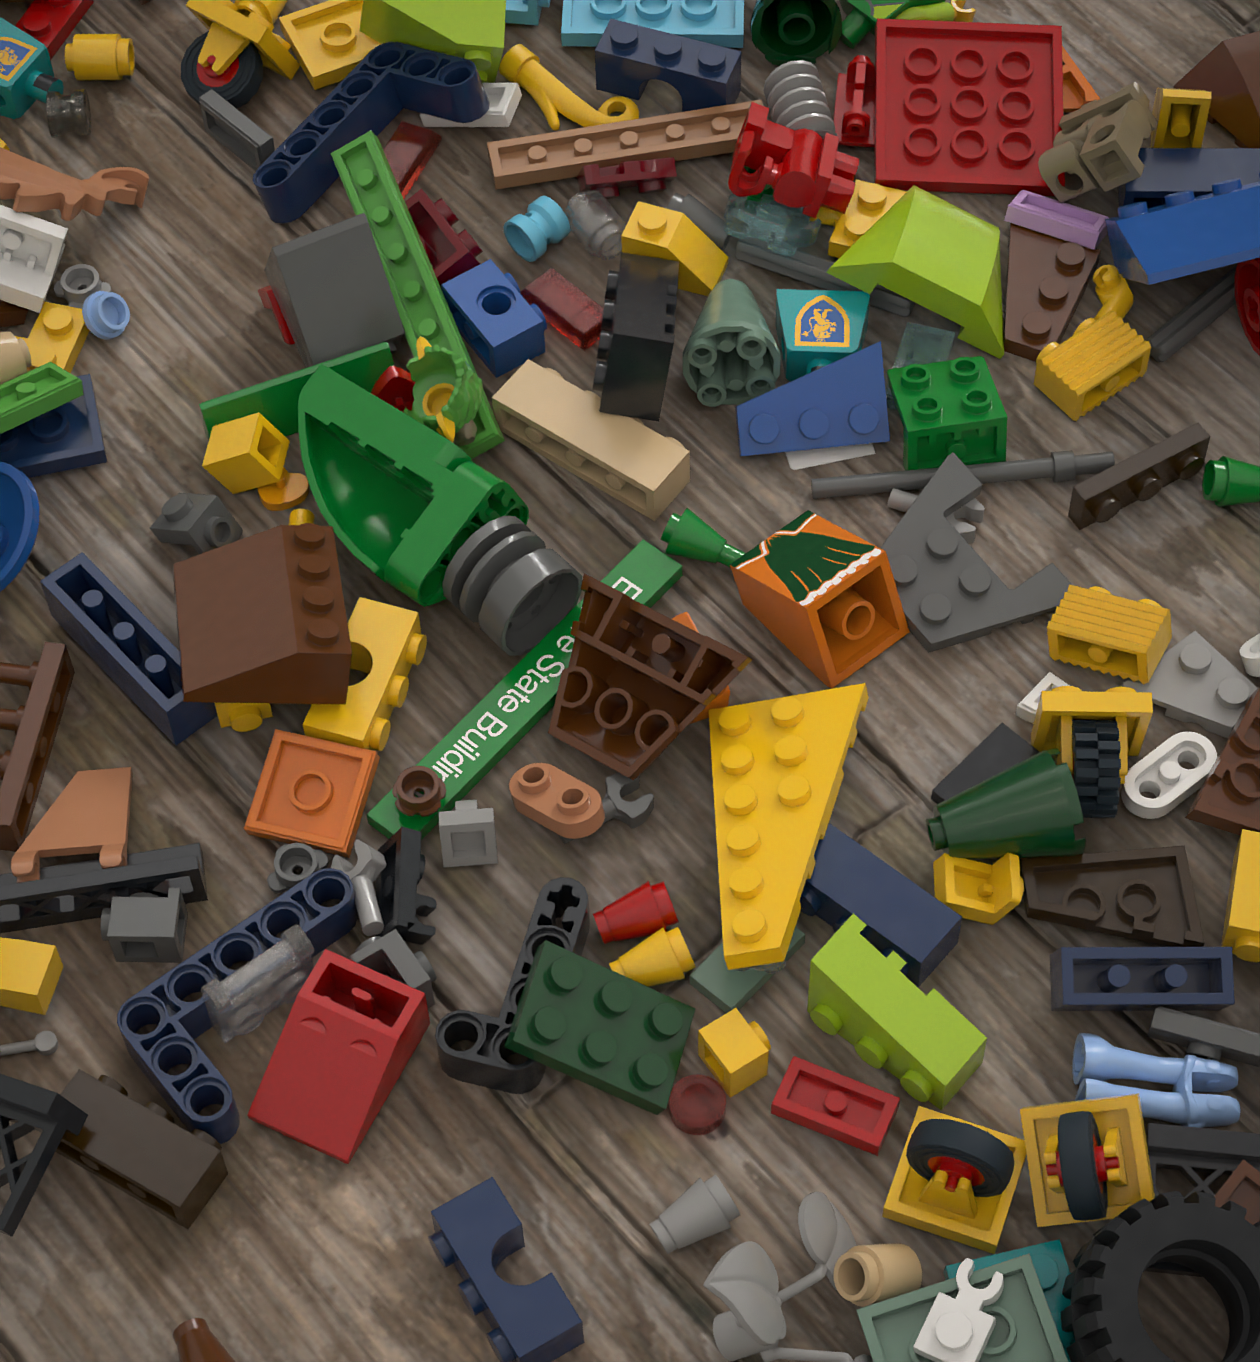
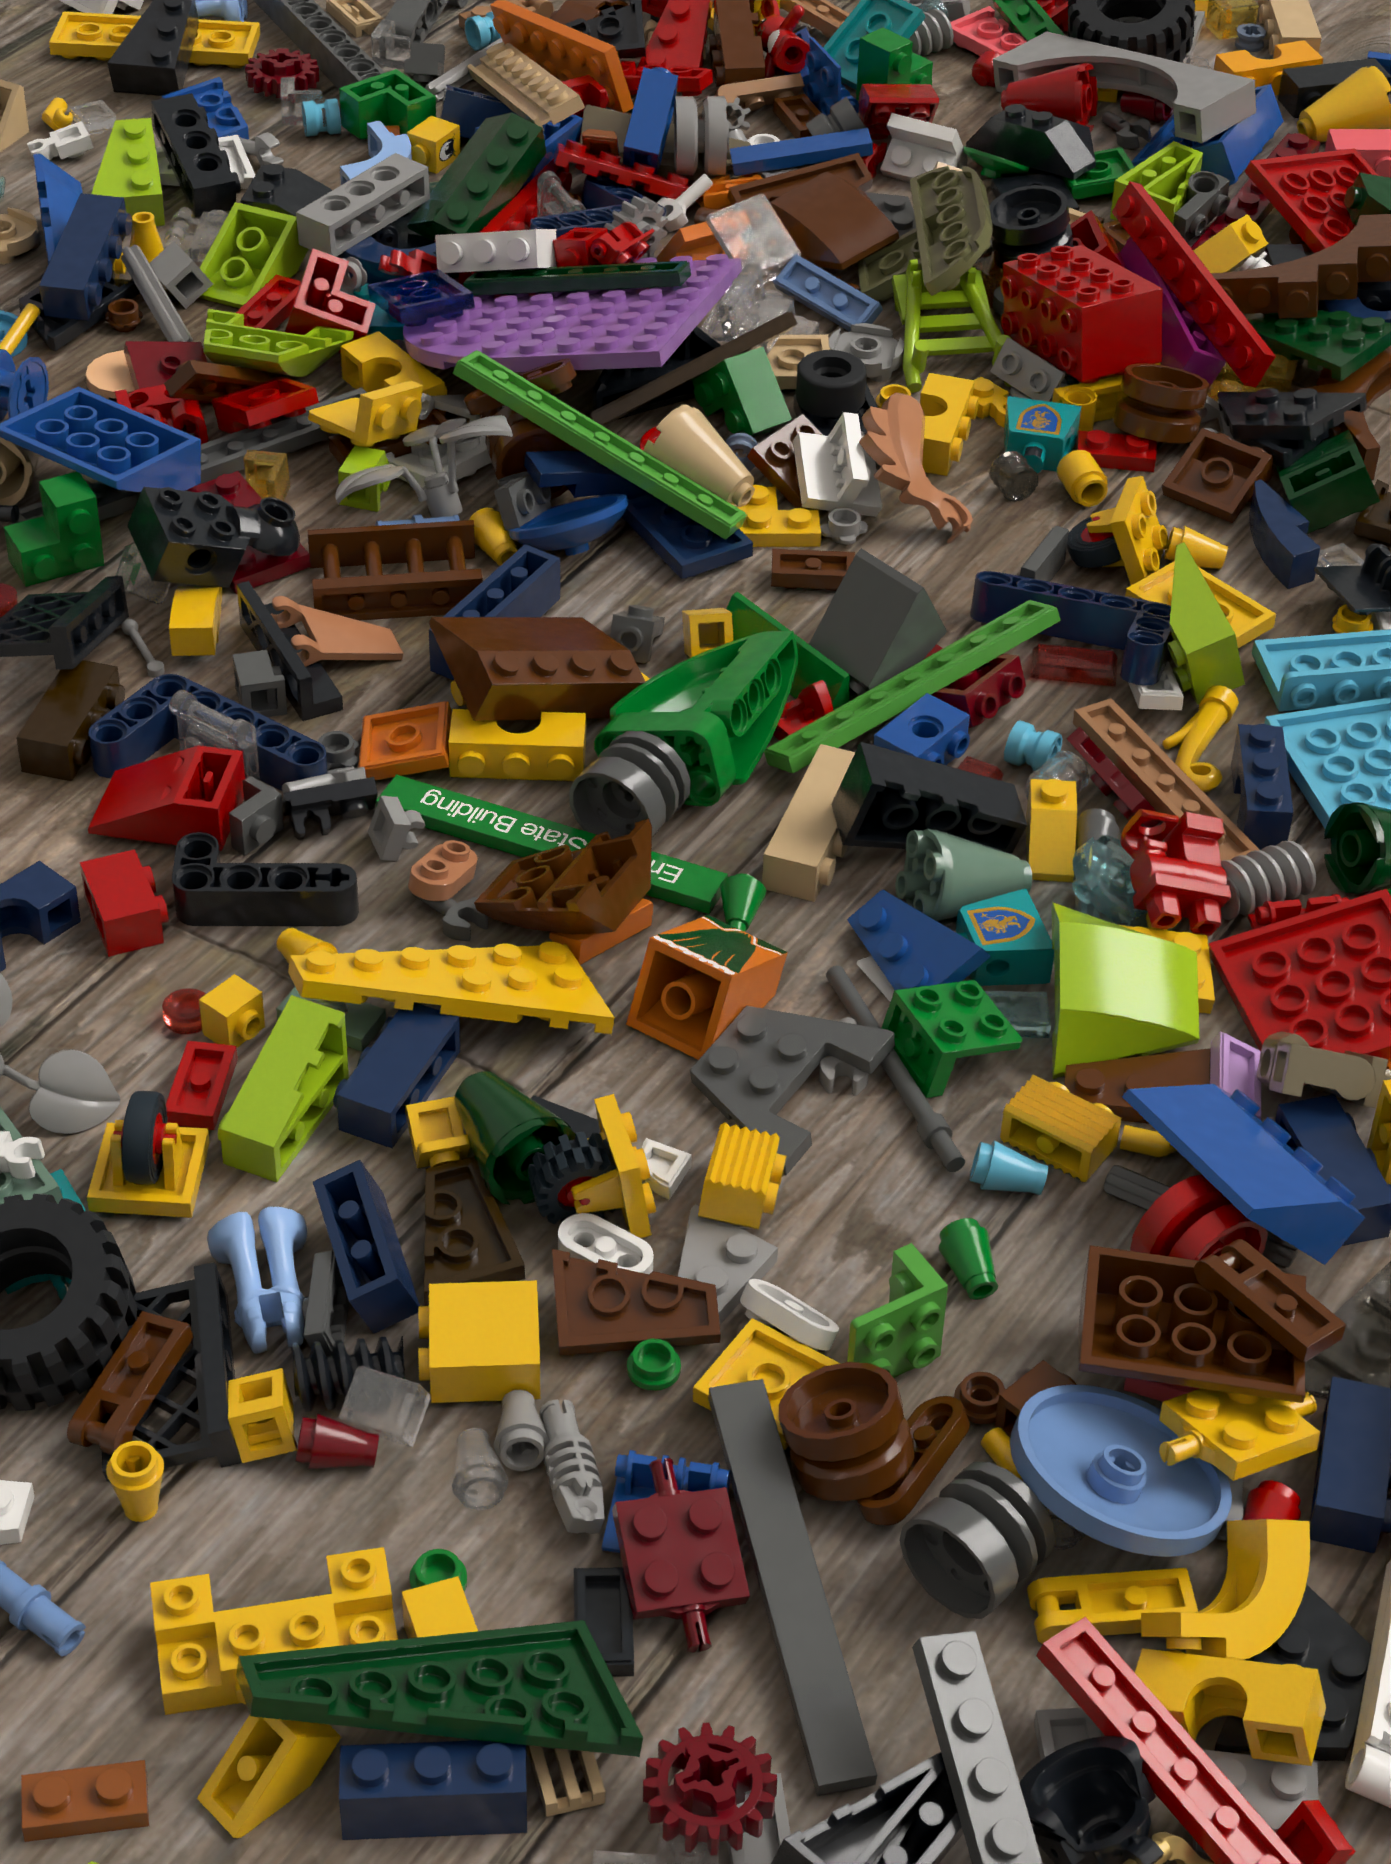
camera: 70 degrees right, 15 degrees down
(105, 314) = (819, 536): light blue plate -> none
(152, 334) = (809, 568): none -> reddish brown plate
(418, 780) = (417, 787): reddish brown plate -> none
(444, 392) = (796, 704): bright green hair -> none
(506, 1138) = (123, 902): none -> red brick
(600, 1028) = (227, 921): dark green plate -> none
(636, 914) = (348, 933): red cone -> none
(695, 1215) = (83, 1021): light grey cone -> none
(877, 1273) = (43, 1117): tan brick -> none
(1086, 1158) = (160, 1218): yellow plate -> none
(1133, 424) = (1006, 1170): none -> medium azure cone
(1139, 477) = (940, 1178): dark brown plate -> none

